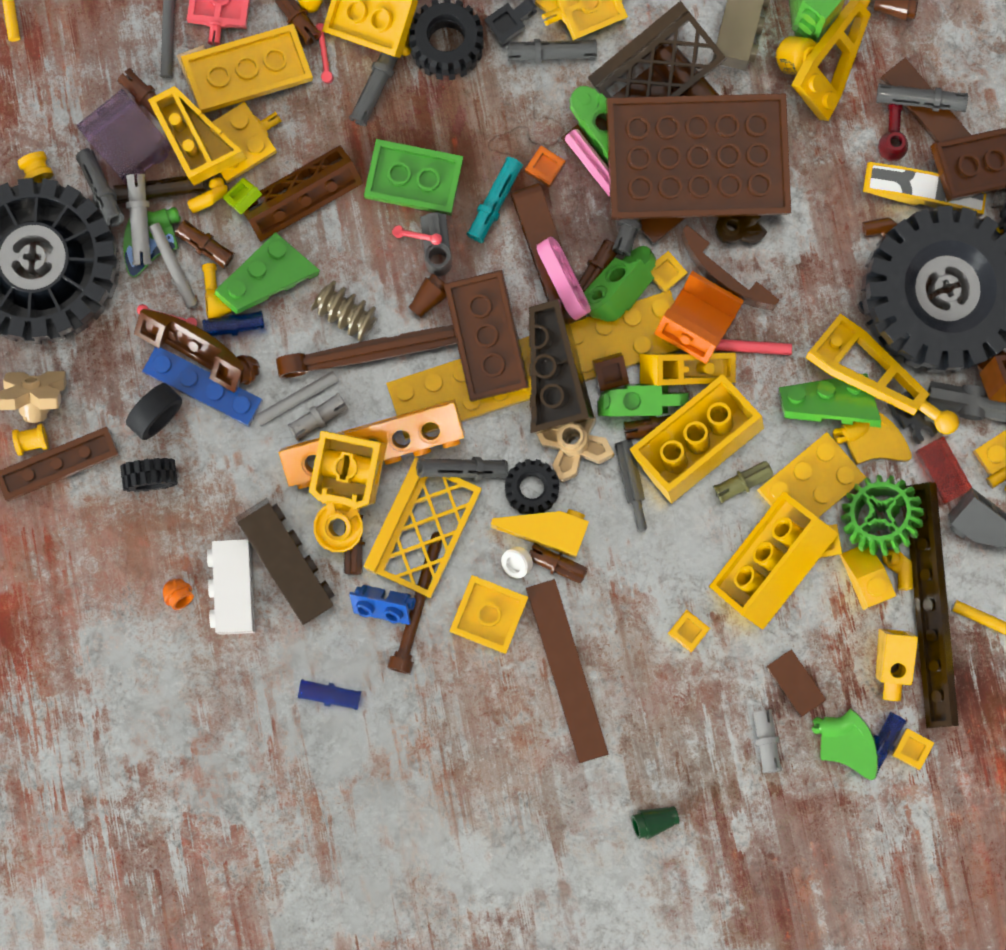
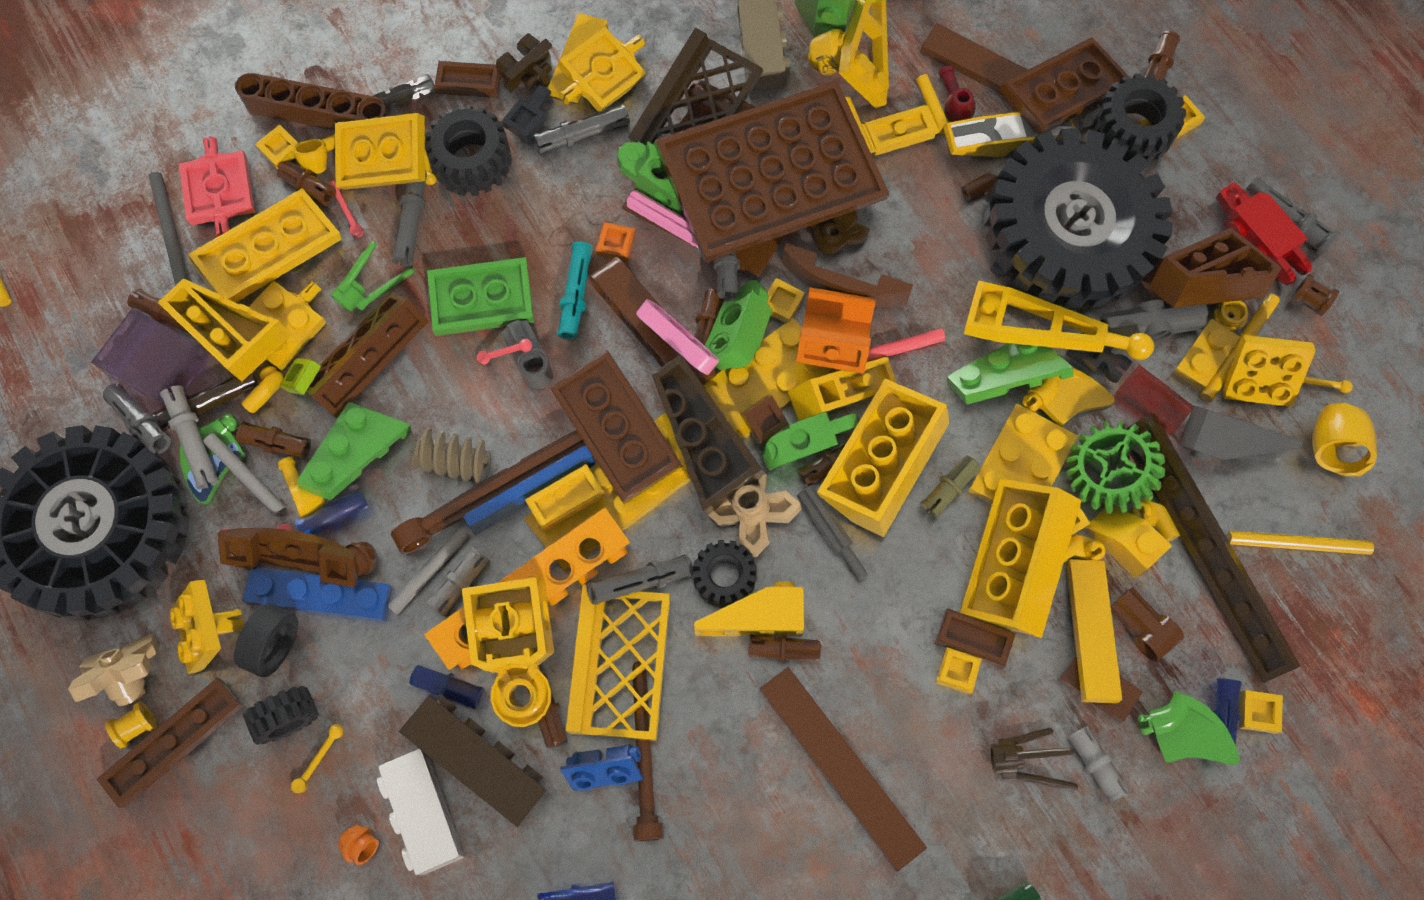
camera: 20 degrees left, 10 degrees down
(35, 166) = (56, 419): yellow wheel -> none
(104, 381) = (200, 627): none -> yellow plate
(145, 532) = (300, 784): none -> yellow hinge
(282, 497) = (447, 686): none -> clear blue axle
(304, 132) = (350, 292): none -> bright green plant
(399, 362) = (514, 498): none -> blue tile
(425, 380) = (565, 497): none -> yellow plate
(428, 296) = (538, 409): reddish brown cone -> none
(488, 614) = (729, 734): yellow plate -> none
(517, 562) = (739, 663): white tile -> none
(699, 711) = (1008, 758): none -> dark brown plant
(712, 610) = (975, 638): none -> reddish brown tile
(807, 638) = (1093, 631): none -> yellow tile
(829, 571) = (1085, 549): none -> yellow arm
(831, 149) = (907, 126): none -> yellow plate
(855, 657) = (1153, 633): none -> reddish brown piece
(894, 648) = (1203, 618): yellow torso -> none
(925, 98) = (978, 48): dark grey pin -> none

